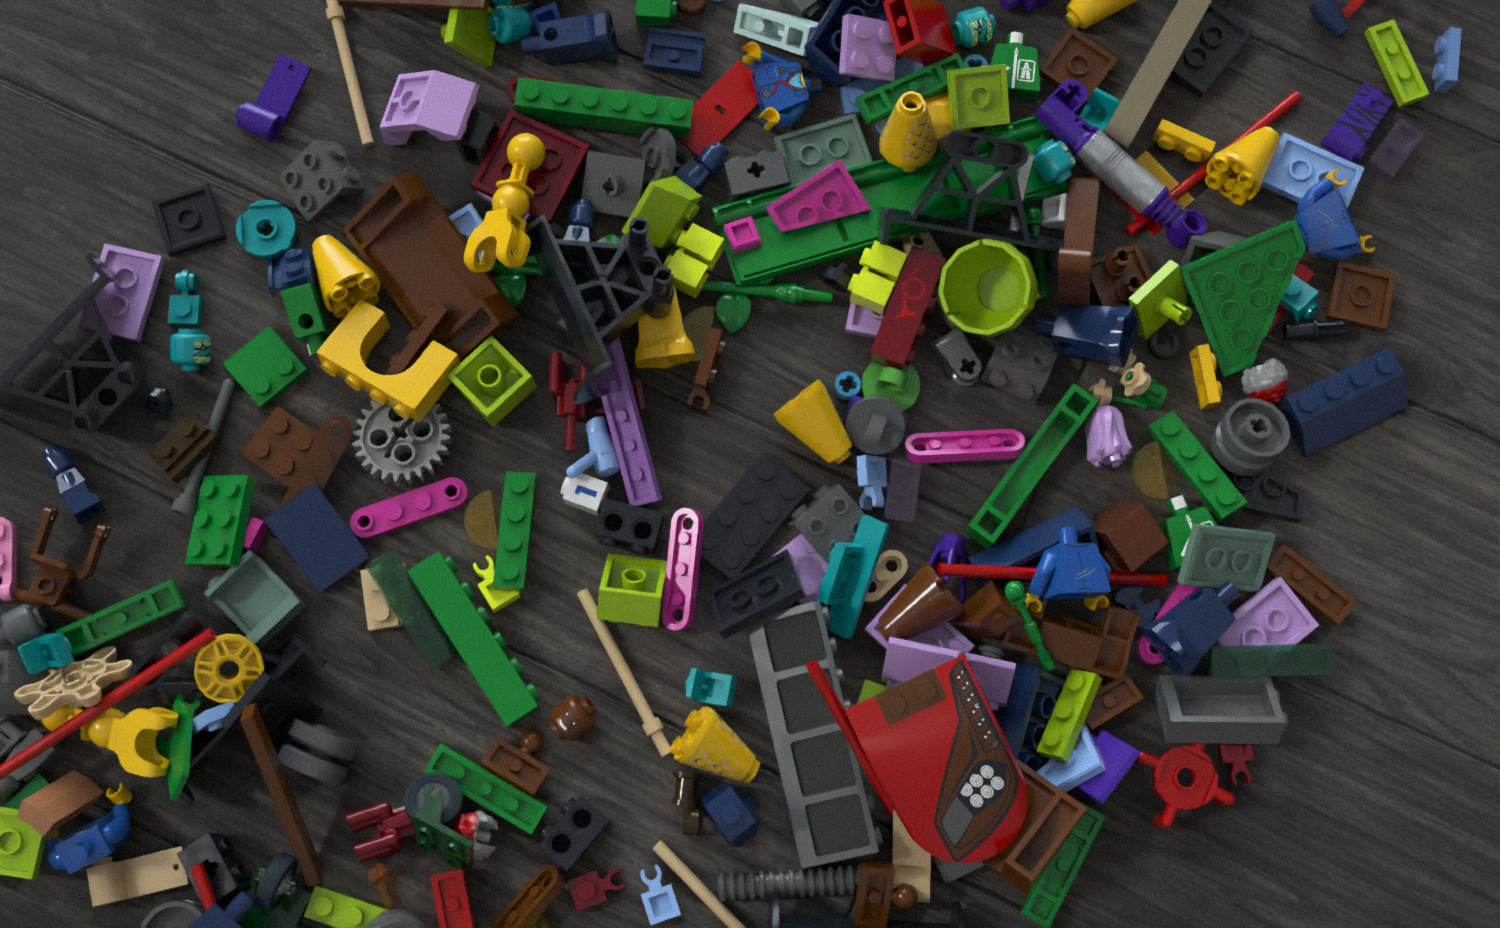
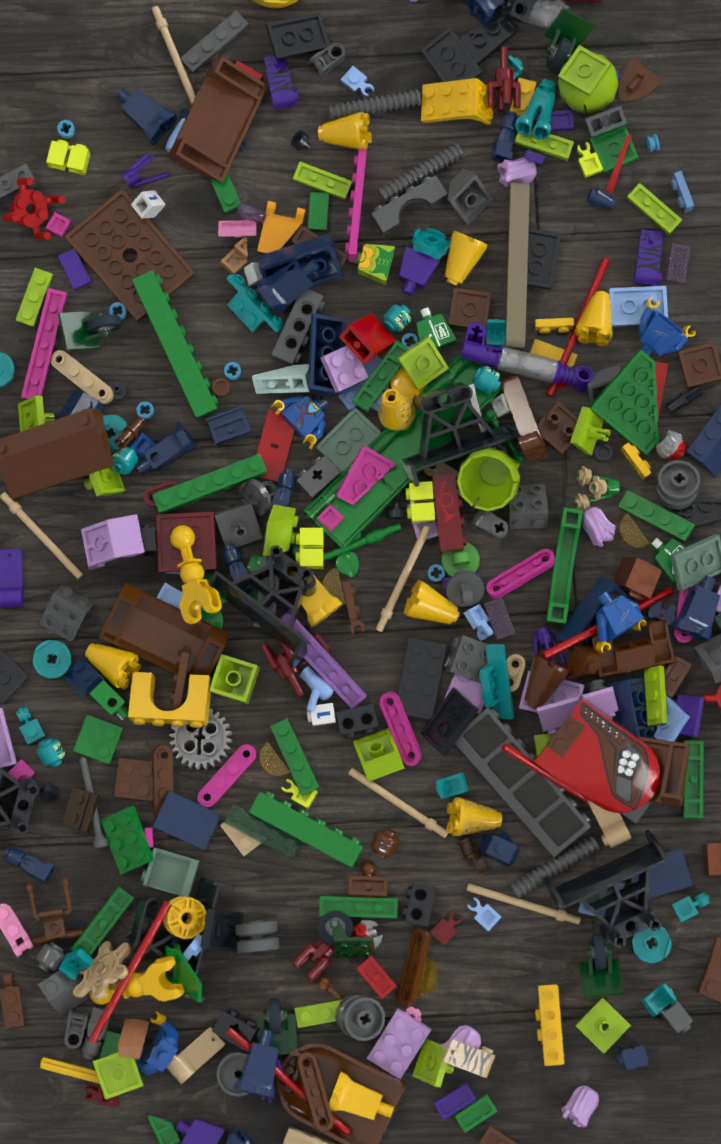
camera: 25 degrees left, 5 degrees up
(140, 351) = (21, 769): none -> dark pink tile
(281, 794) = (253, 968): reddish brown tile -> none
(751, 403) = (387, 611): none -> tan bar
(876, 893) = (601, 849): reddish brown plate -> none
(1015, 594) = (593, 647): green piece -> none
(1092, 332) = (559, 470): dark blue piece -> none
(1300, 300) = (667, 386): teal bracket -> none

